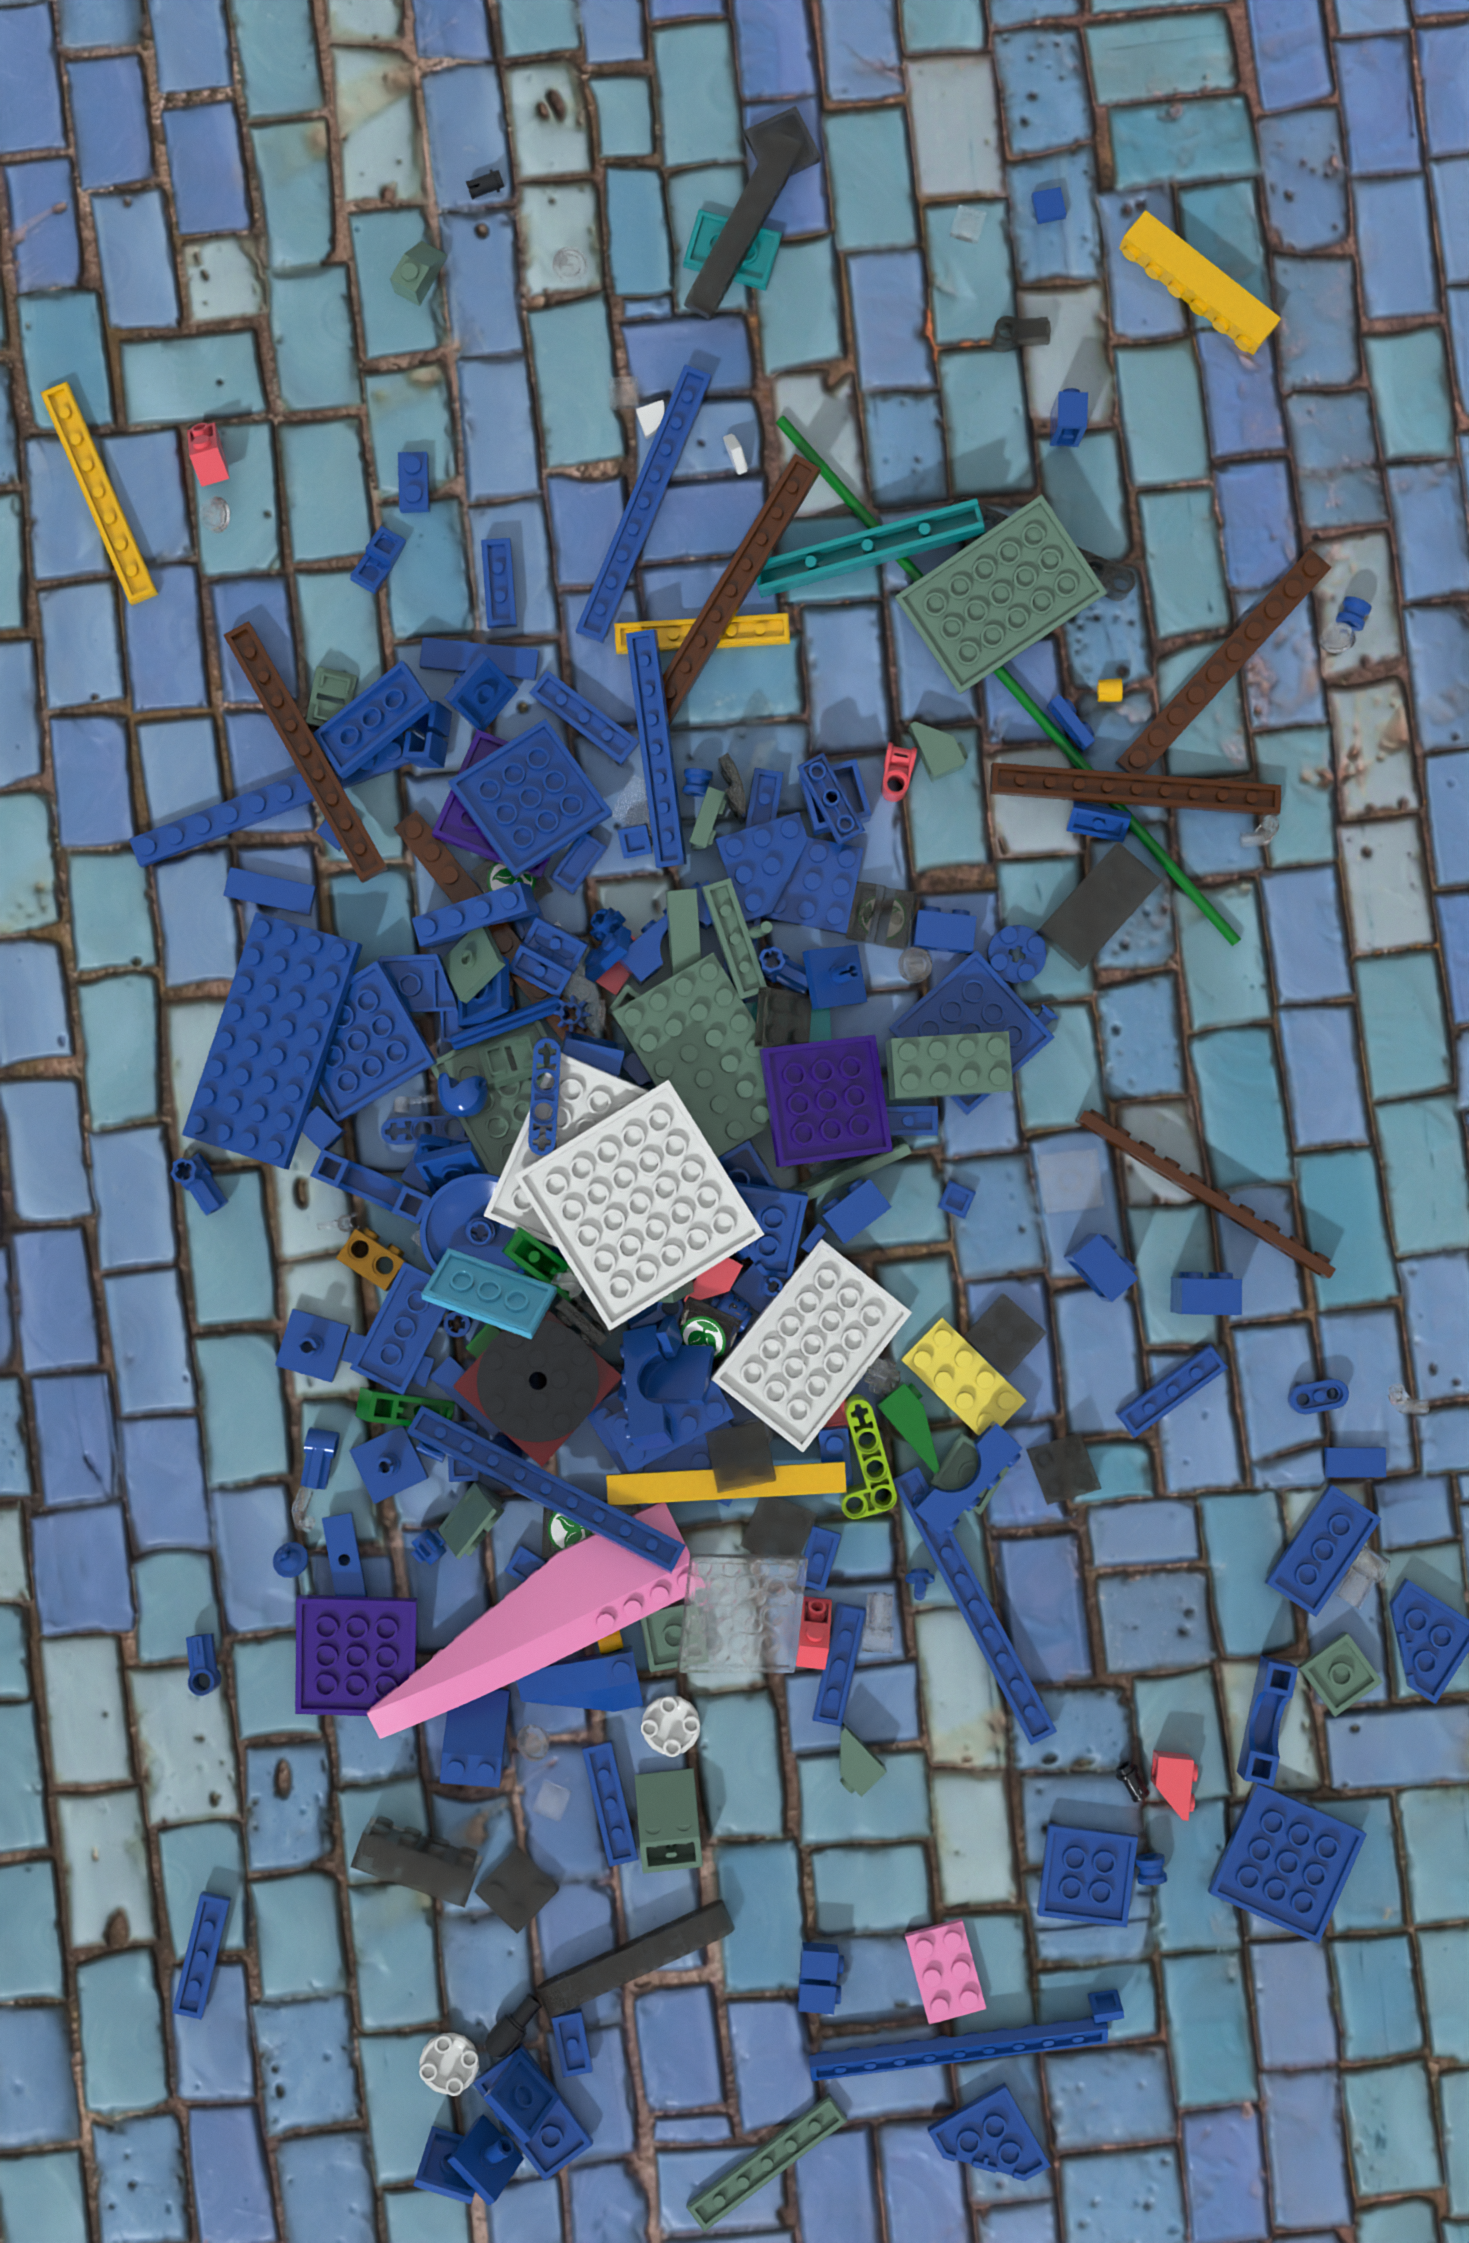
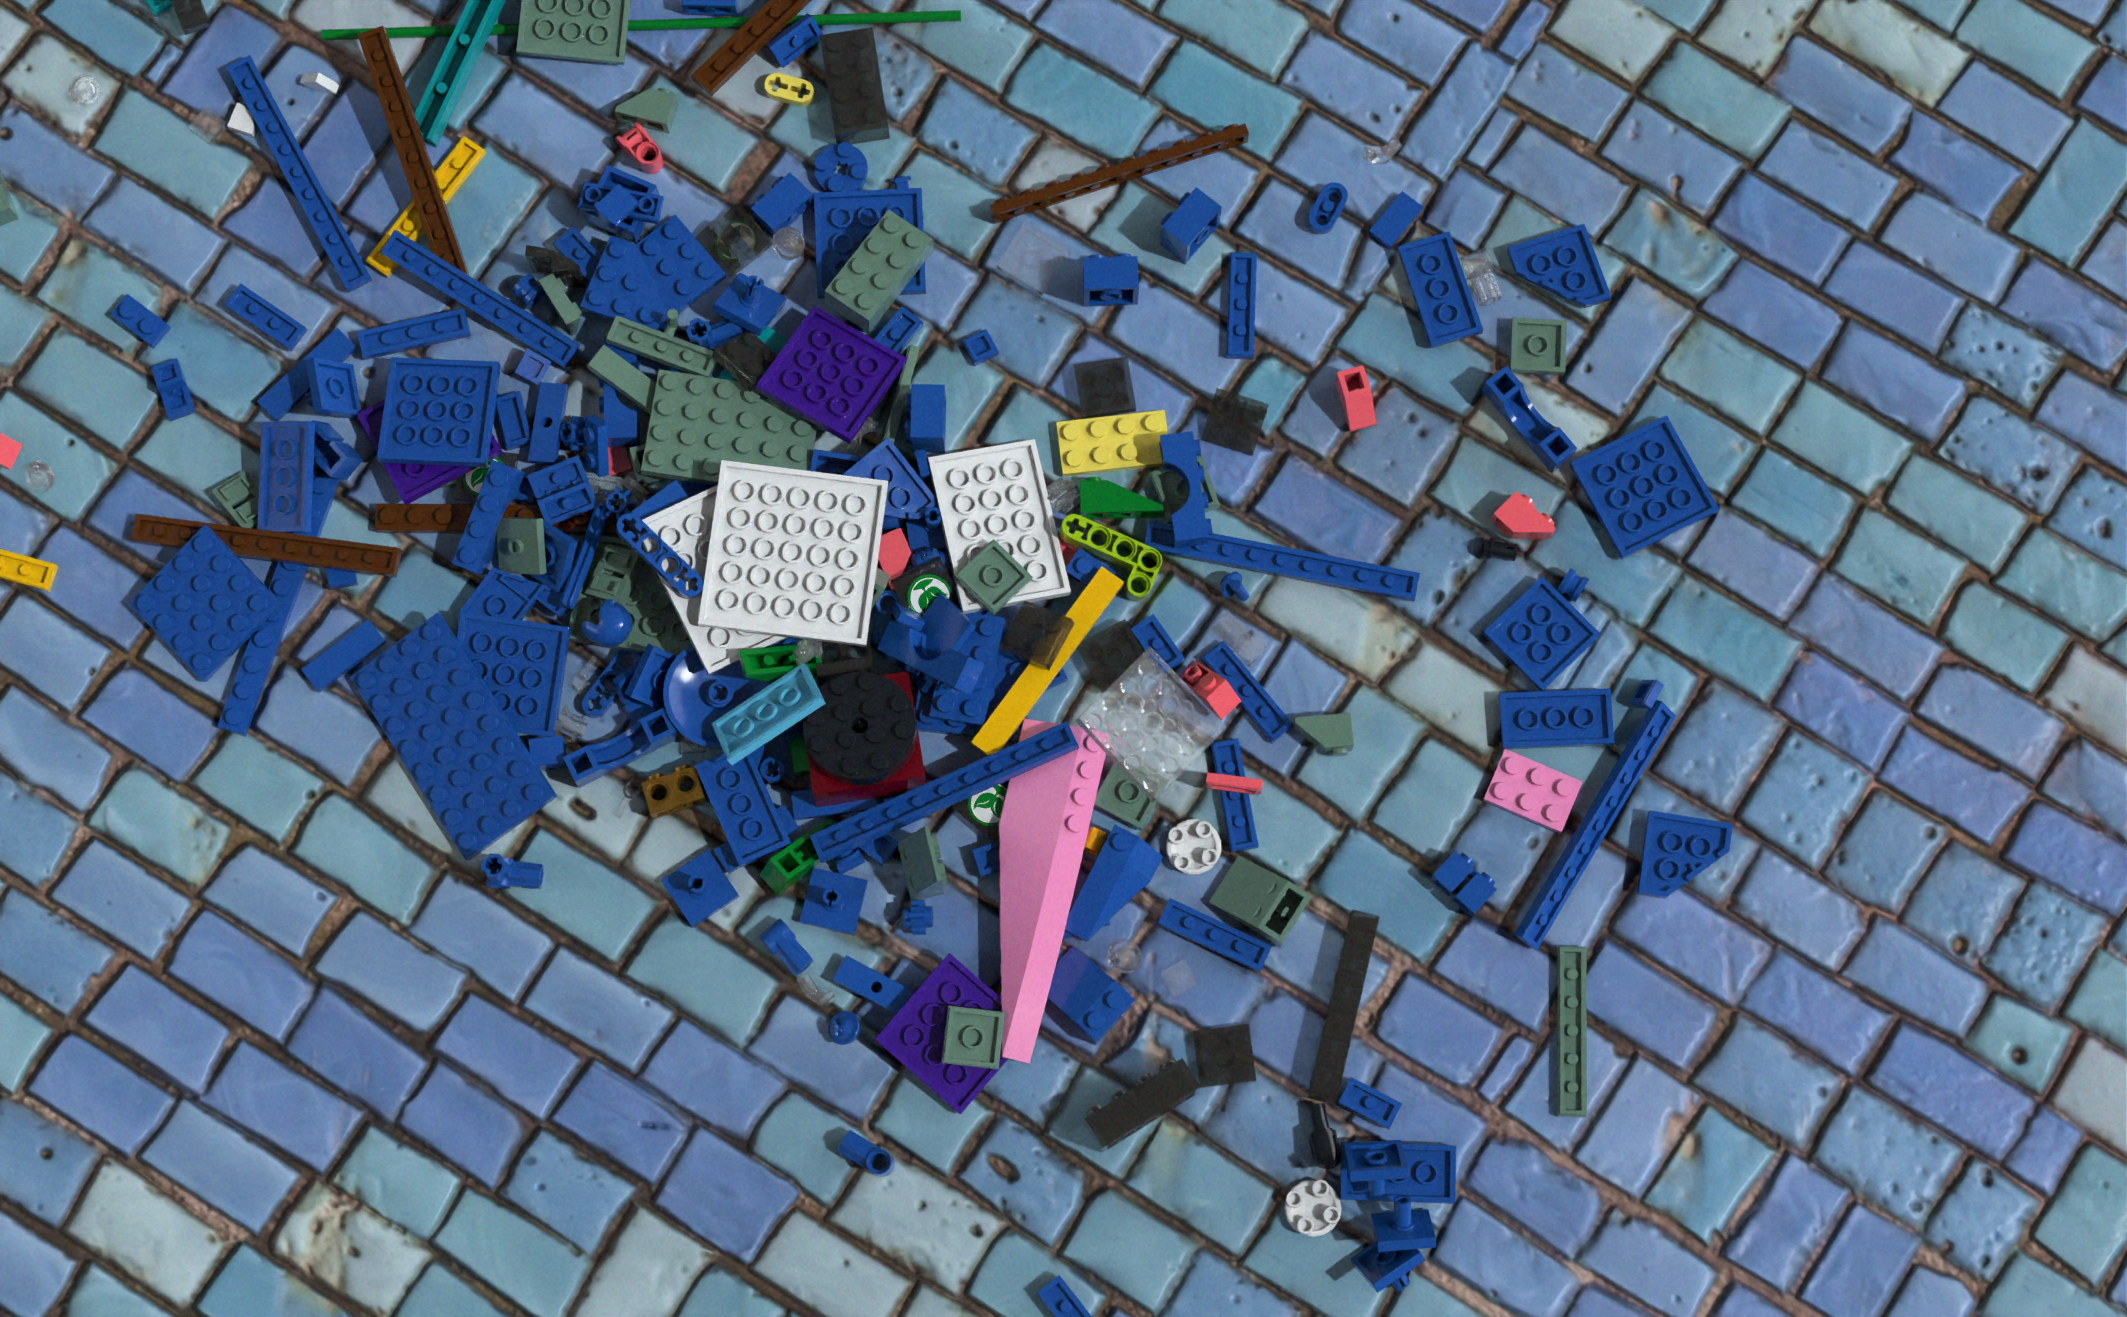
camera: 45 degrees left, 10 degrees down
(219, 742) = (205, 603): none -> blue plate
(360, 1127) = (570, 724): none -> clear brick
(361, 1678) = (973, 1037): none -> sand green plate
(613, 884) = (549, 408): none -> blue tile
(742, 1724) = (1235, 805): none -> blue tile
(748, 1721) = (1233, 783): none -> coral tile
(760, 1380) = (993, 577): none -> sand green tile
(821, 800) = (615, 207): none -> blue tile
(1023, 1944) = (1556, 719): none -> blue plate
(1058, 850) = (787, 95): none -> light yellow beam
(1166, 1557) = (1356, 398): none -> coral slope

